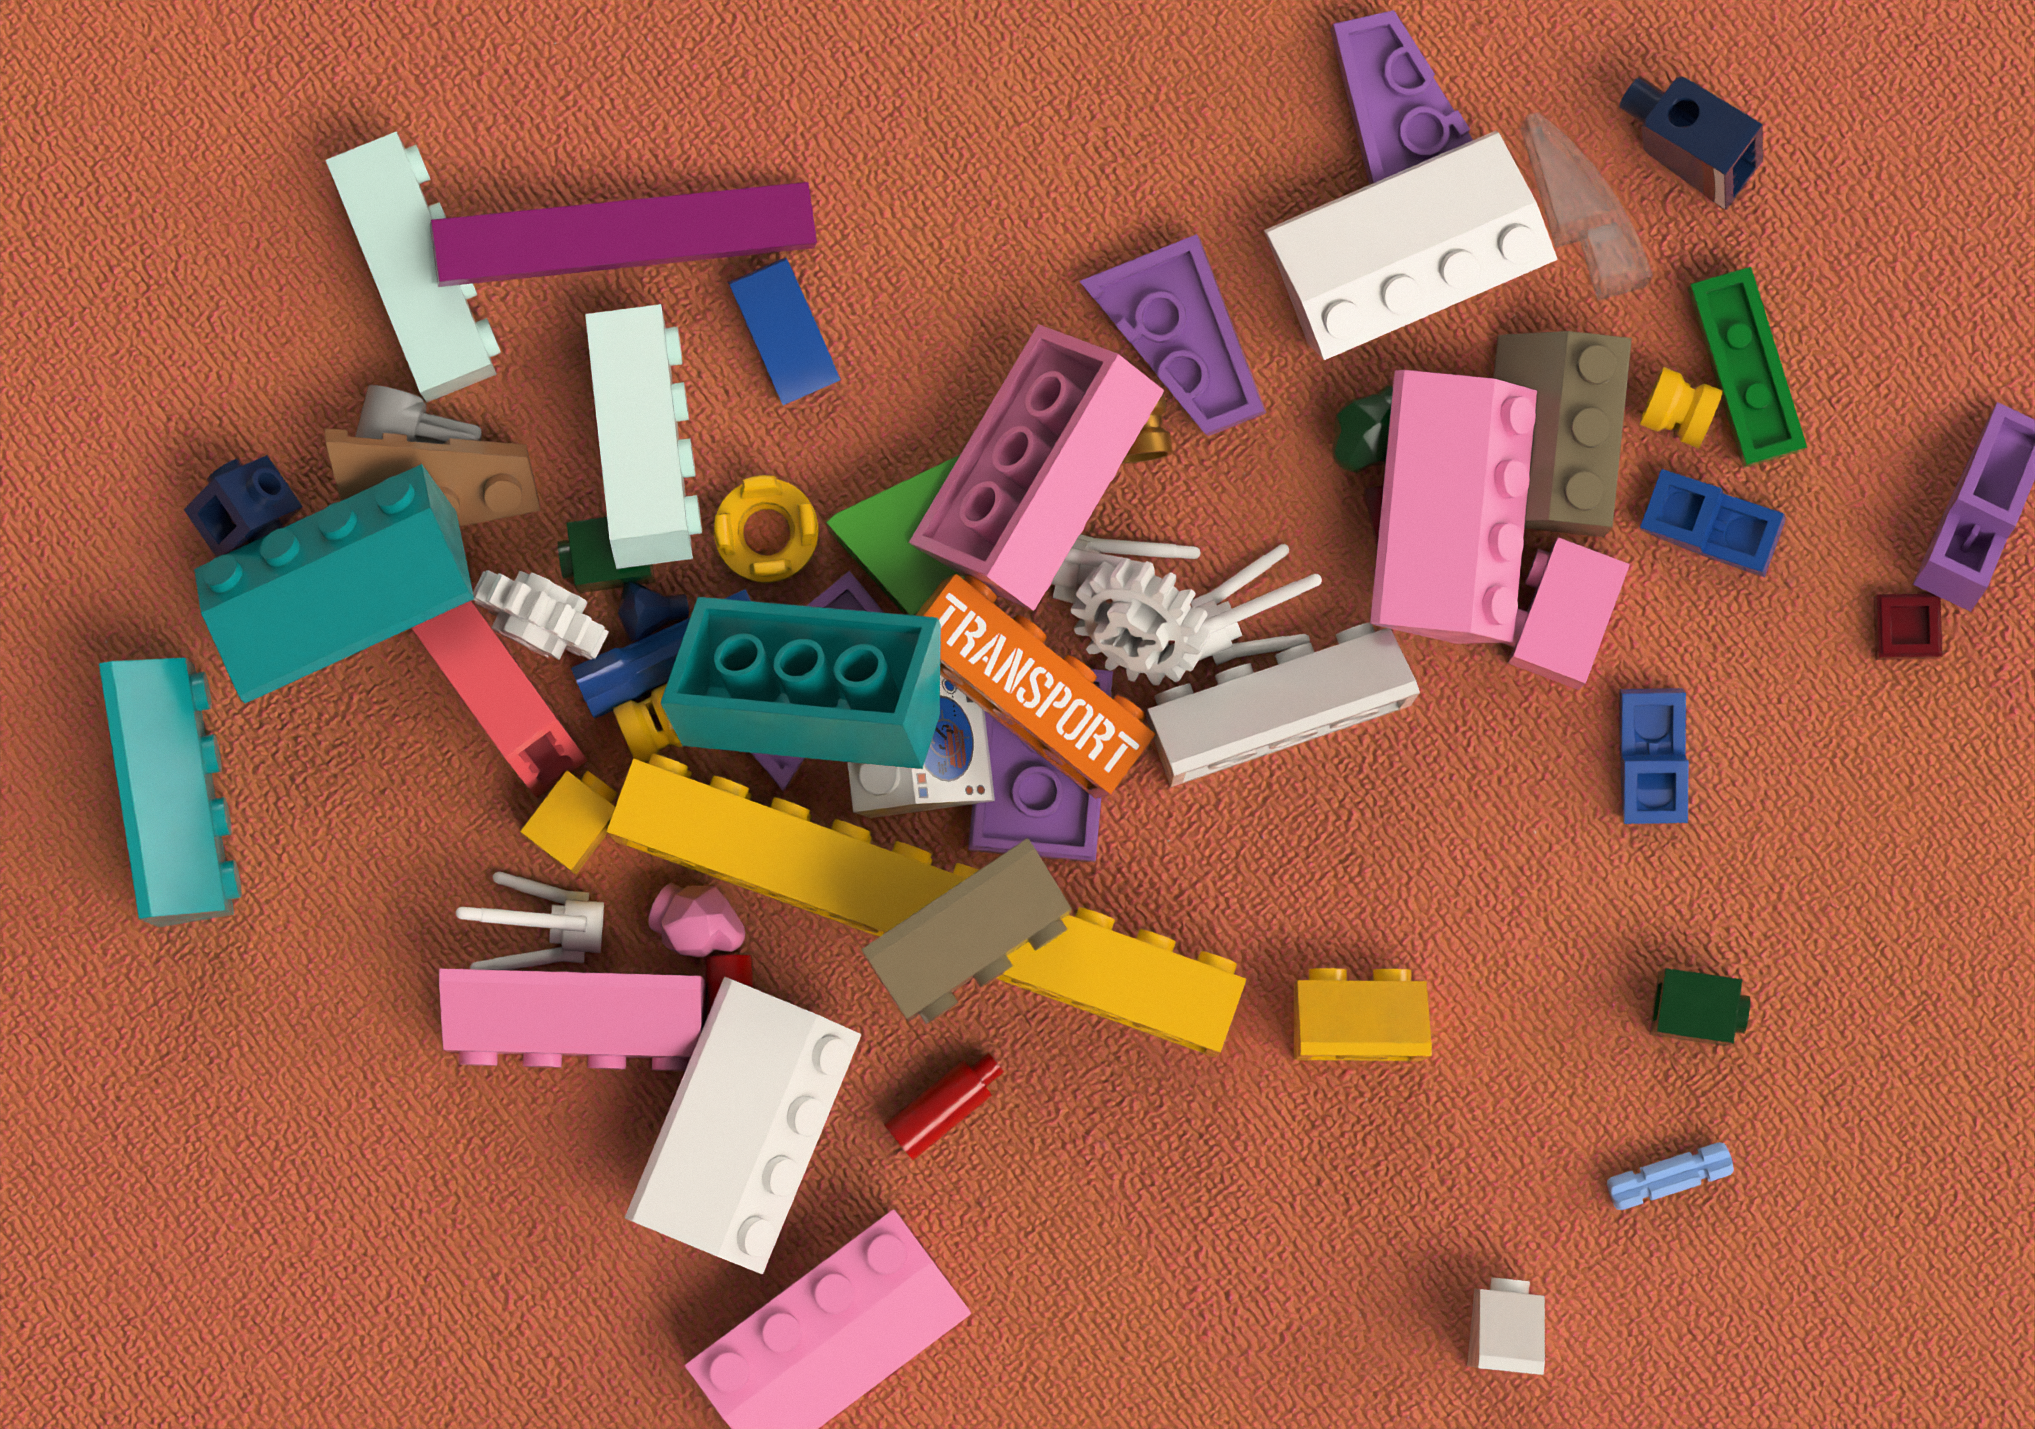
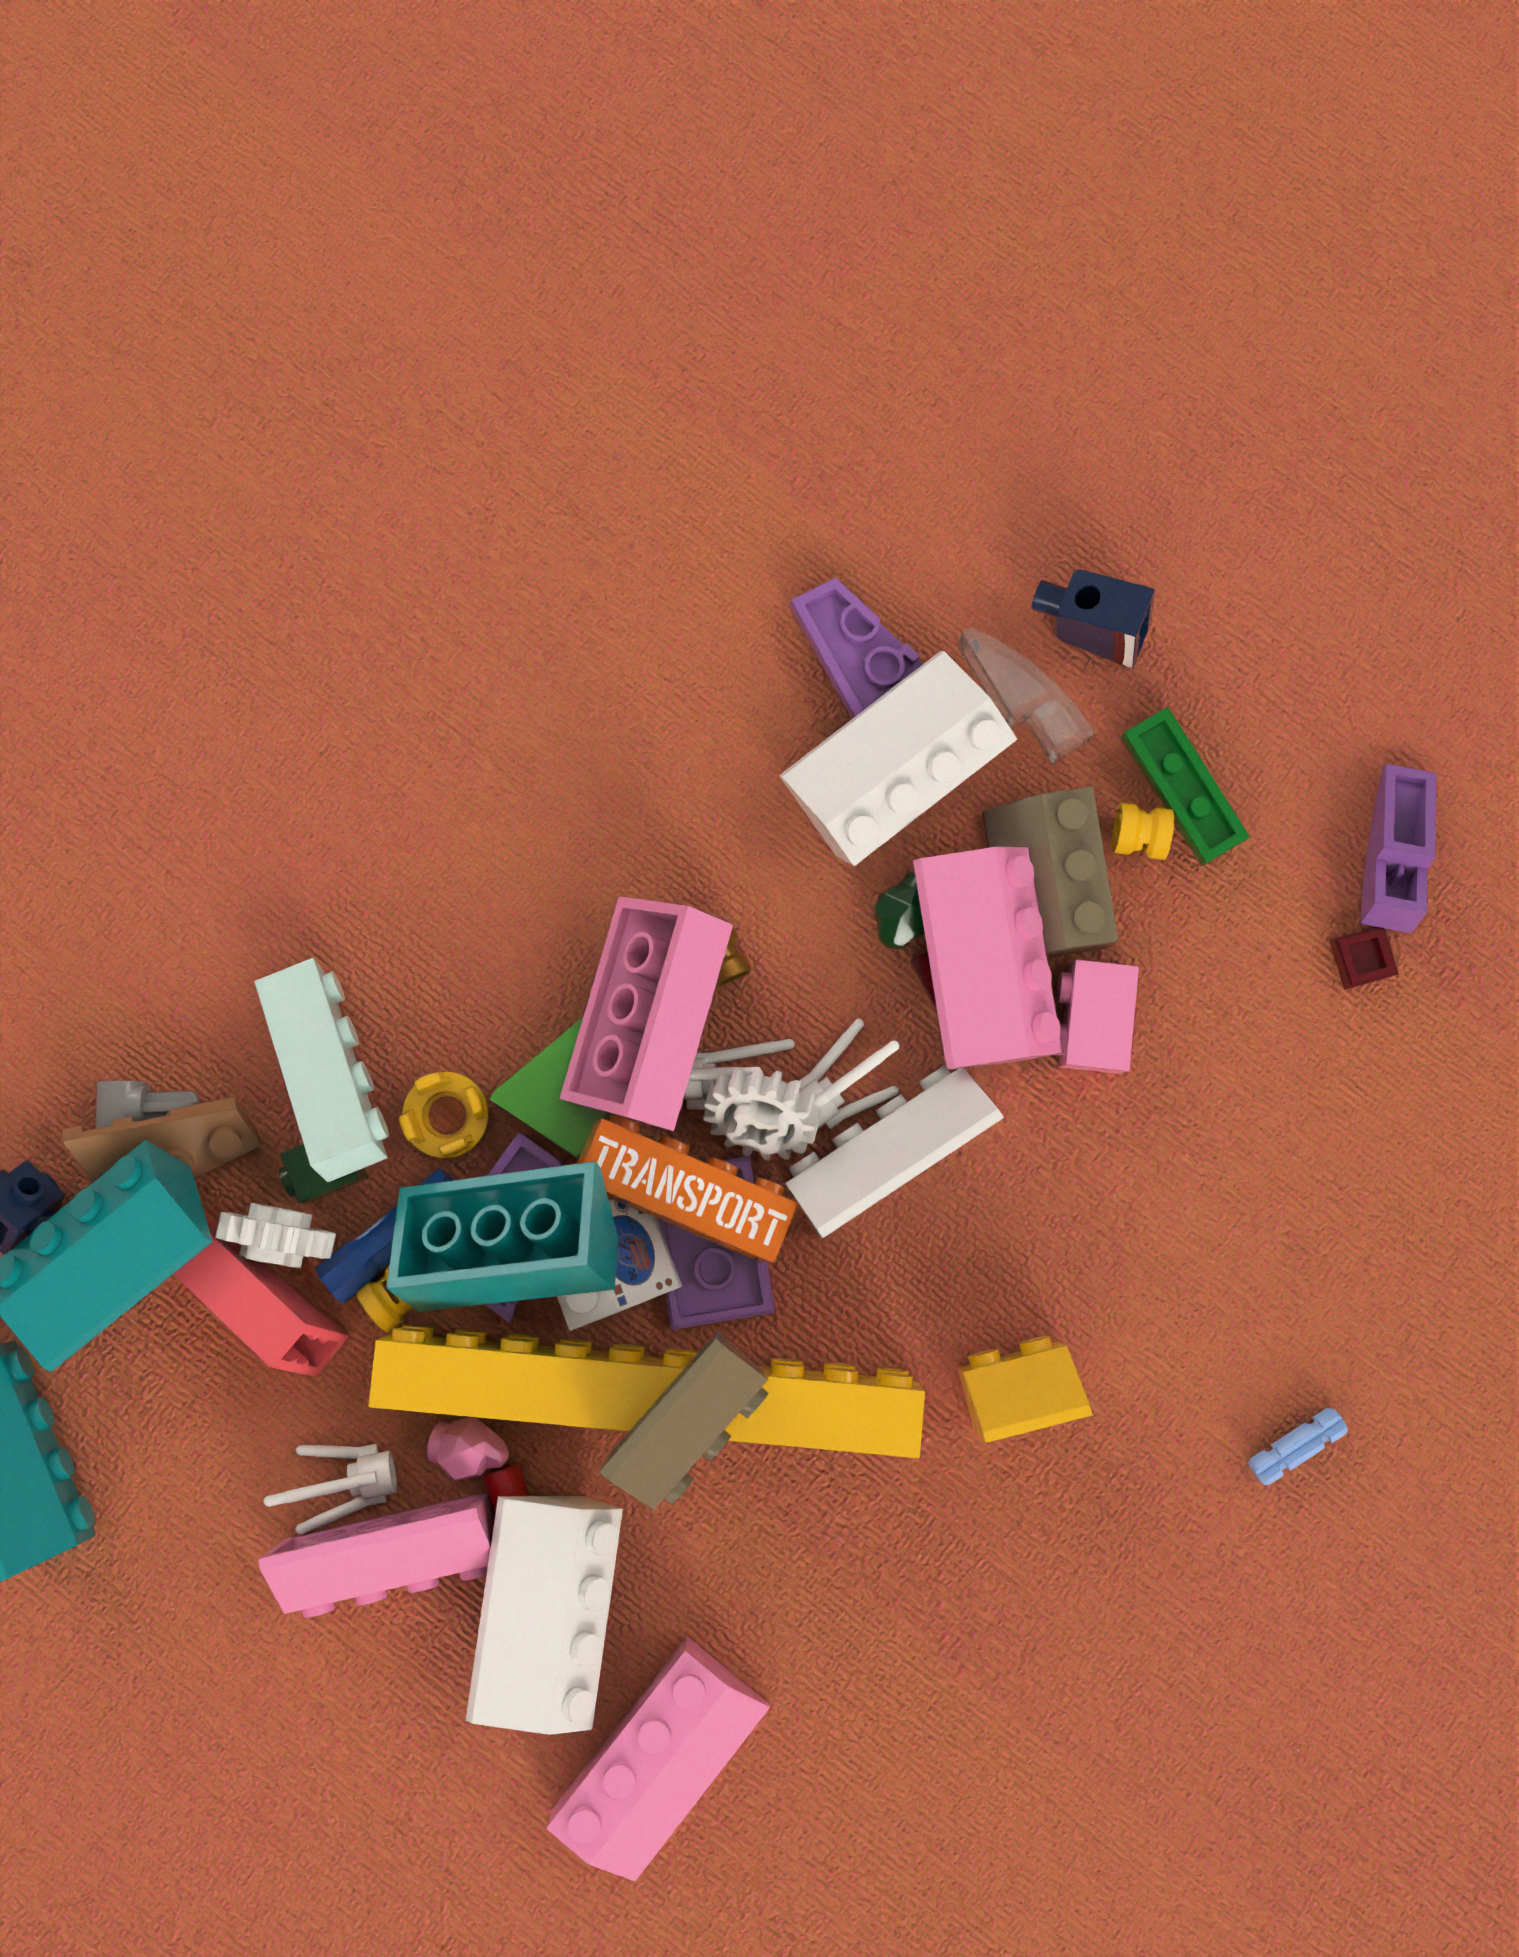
camera: 15 degrees left, 0 degrees up
(393, 228) = (109, 976): light aqua brick -> none
(572, 819) = (343, 1392): yellow brick -> none
(622, 234) = (267, 909): magenta tile -> none
(646, 610) = (365, 1204): dark blue rock -> none
(784, 331) = (420, 952): blue slope -> none
(943, 1105) = (703, 1545): red cylinder -> none
(1183, 330) = (736, 871): medium lavender wing -> none
(1507, 1328) = (1208, 1616): white slope -> none
(1653, 755) = (1193, 1112): blue slope -> none
(1699, 1007) = (1285, 1306): dark green brick -> none
(1713, 523) = (1190, 915): blue slope -> none

